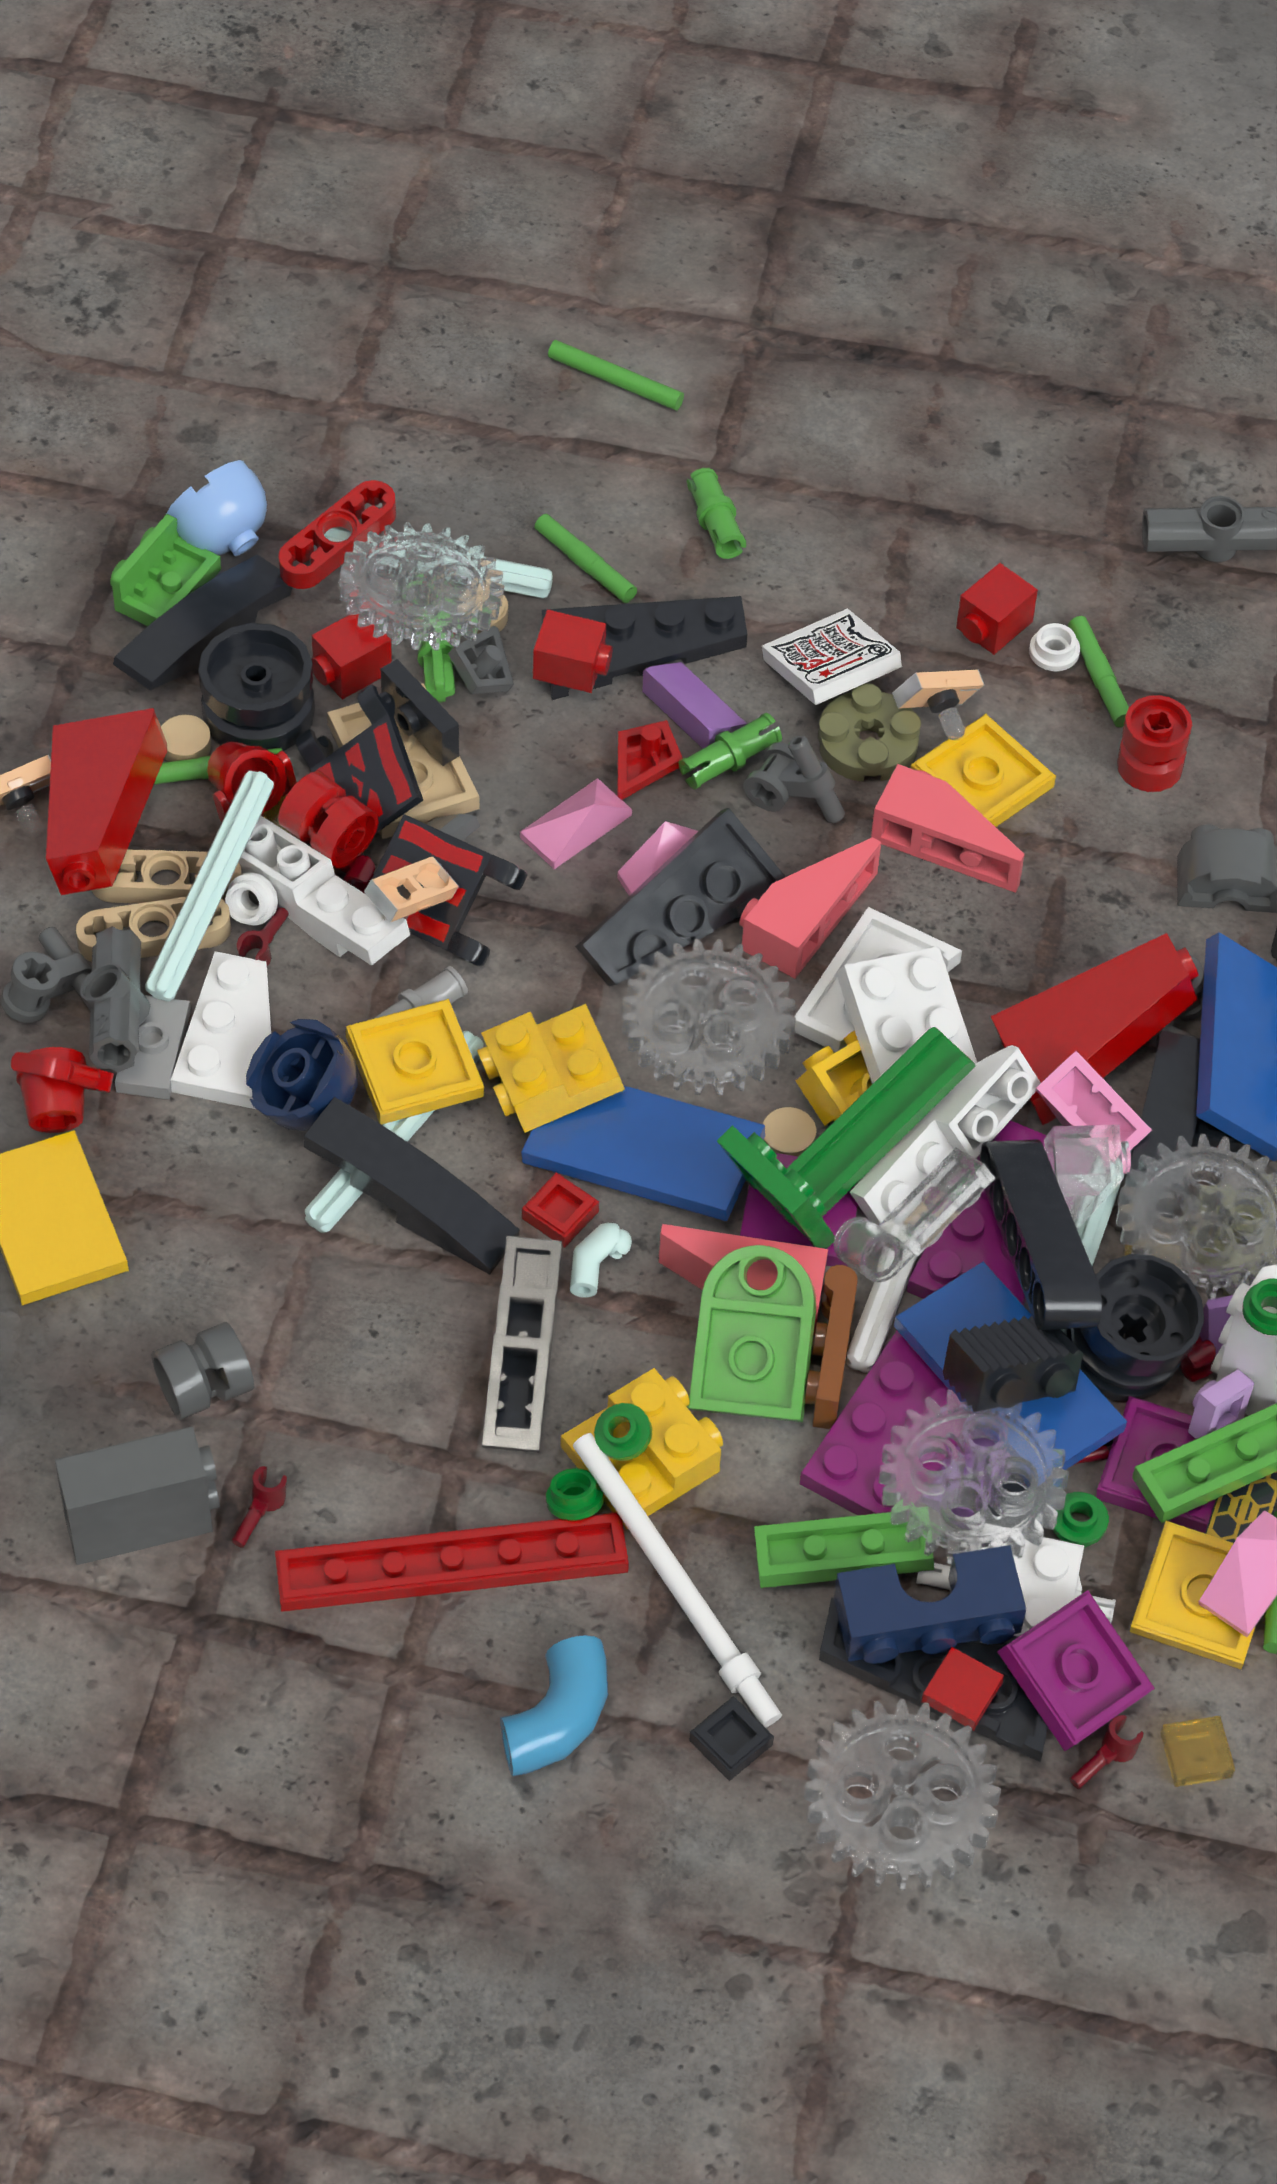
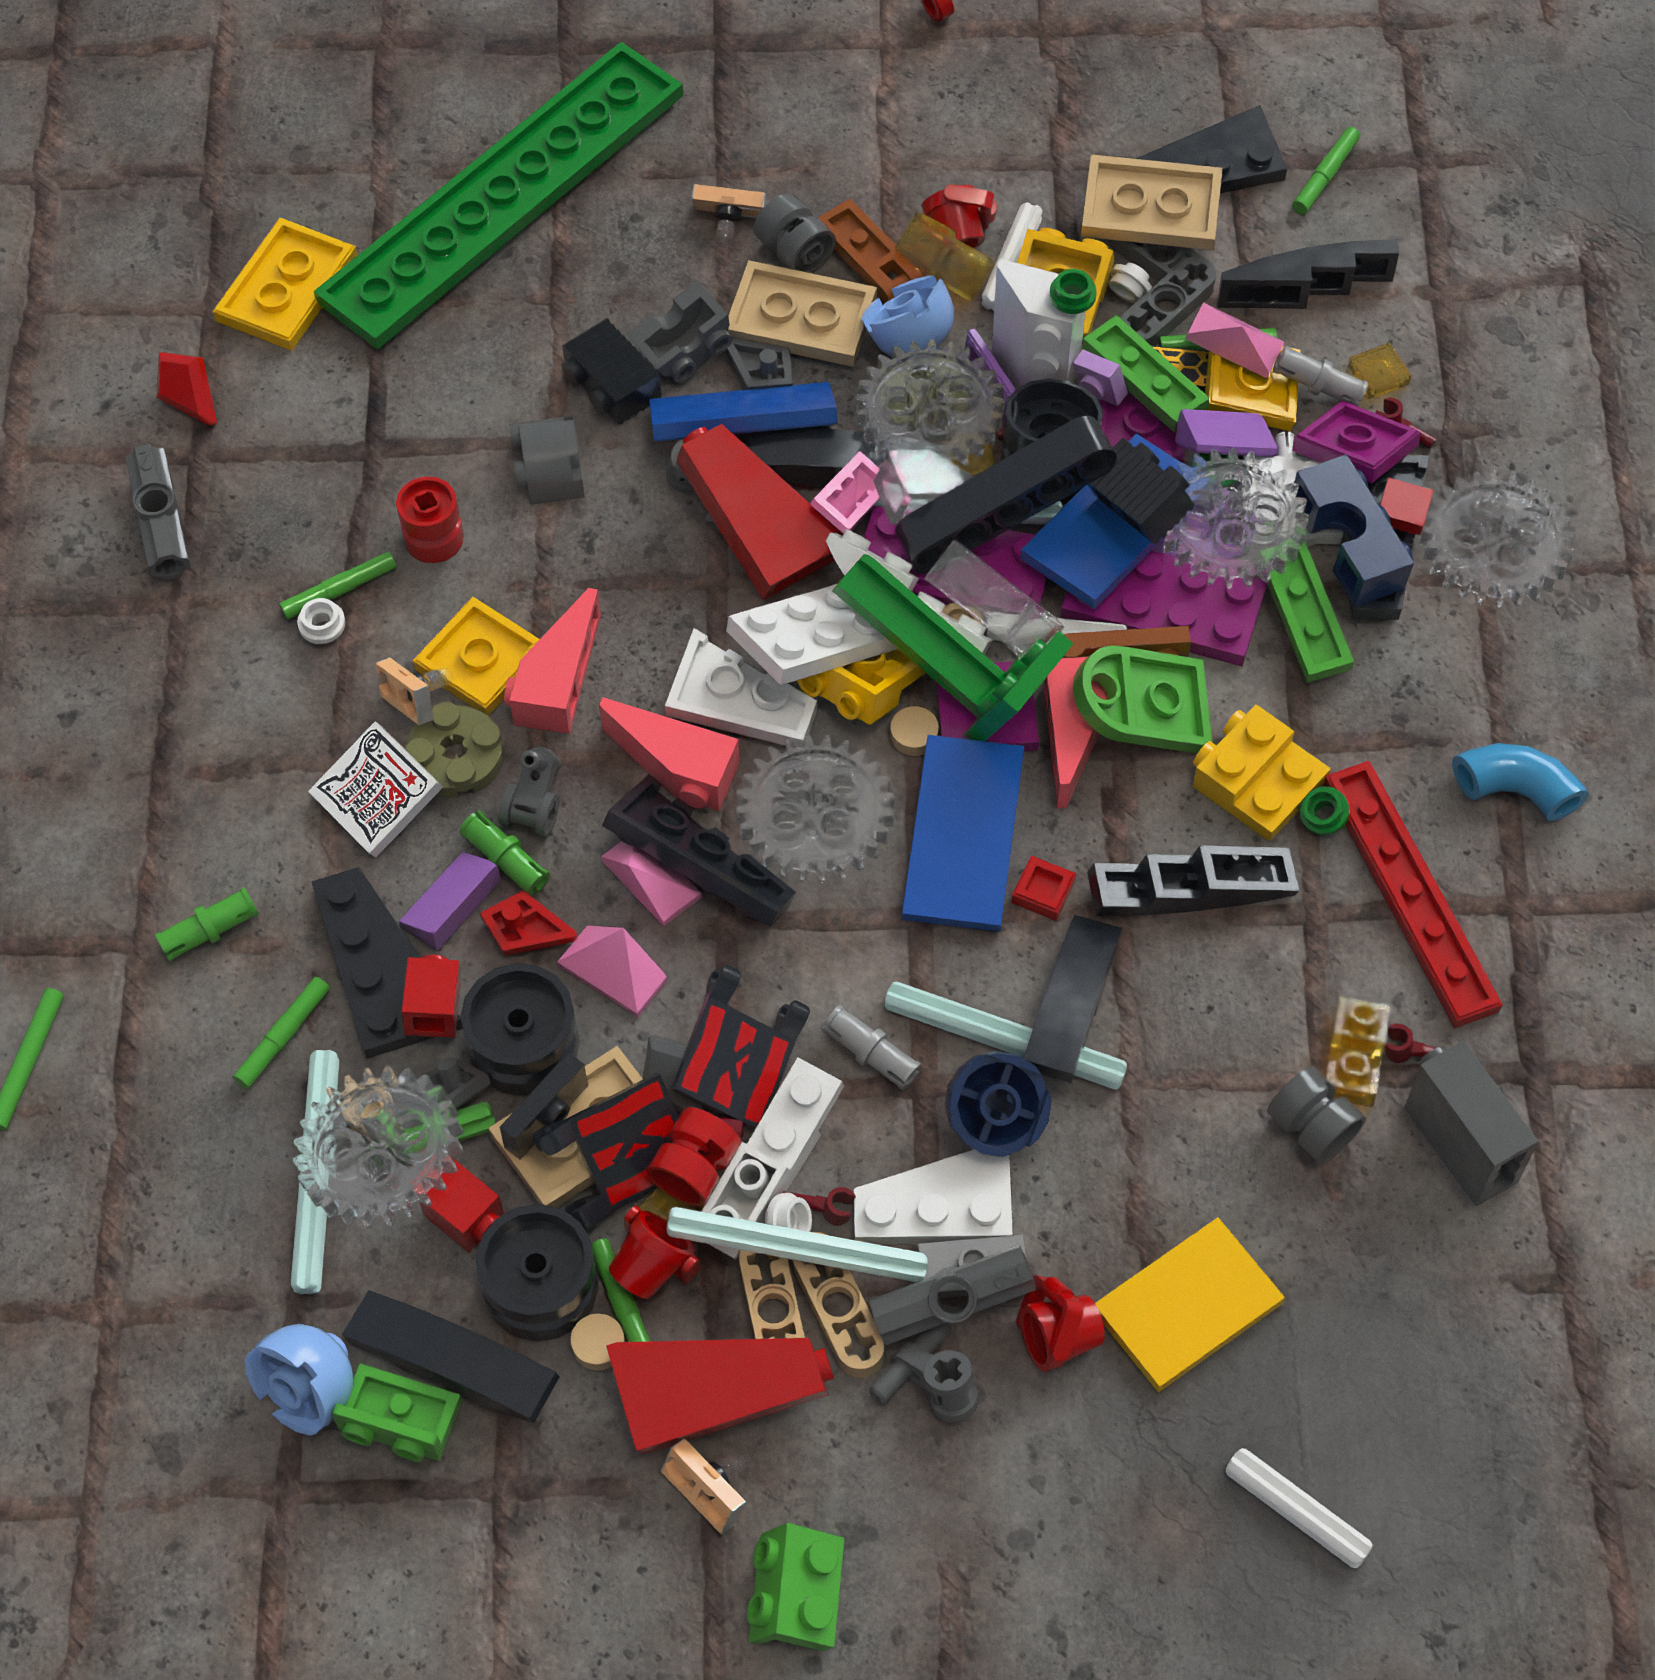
camera: 100 degrees left, 5 degrees up
(260, 1439) = (1357, 1049): none -> clear yellow slope
(331, 554) = (275, 1242): red beam -> none
(411, 889) = (767, 1056): light nougat piece -> none
(414, 1061) = (941, 1022): yellow tile -> none
(516, 717) = (519, 1026): none -> black wheel
(548, 1066) = (911, 914): yellow plate -> none
(588, 1254) = (1081, 849): light aqua arm -> none
(631, 1444) = (1262, 774): green plate -> none
(731, 1738) = (1487, 664): black tile -> none
(737, 1669) = (1430, 669): white bar -> none
(996, 608) = (289, 668): red brick -> none
(1111, 1524) = (1225, 430): none -> medium lavender slope
(1188, 1663) = (1320, 376): none -> light grey pin

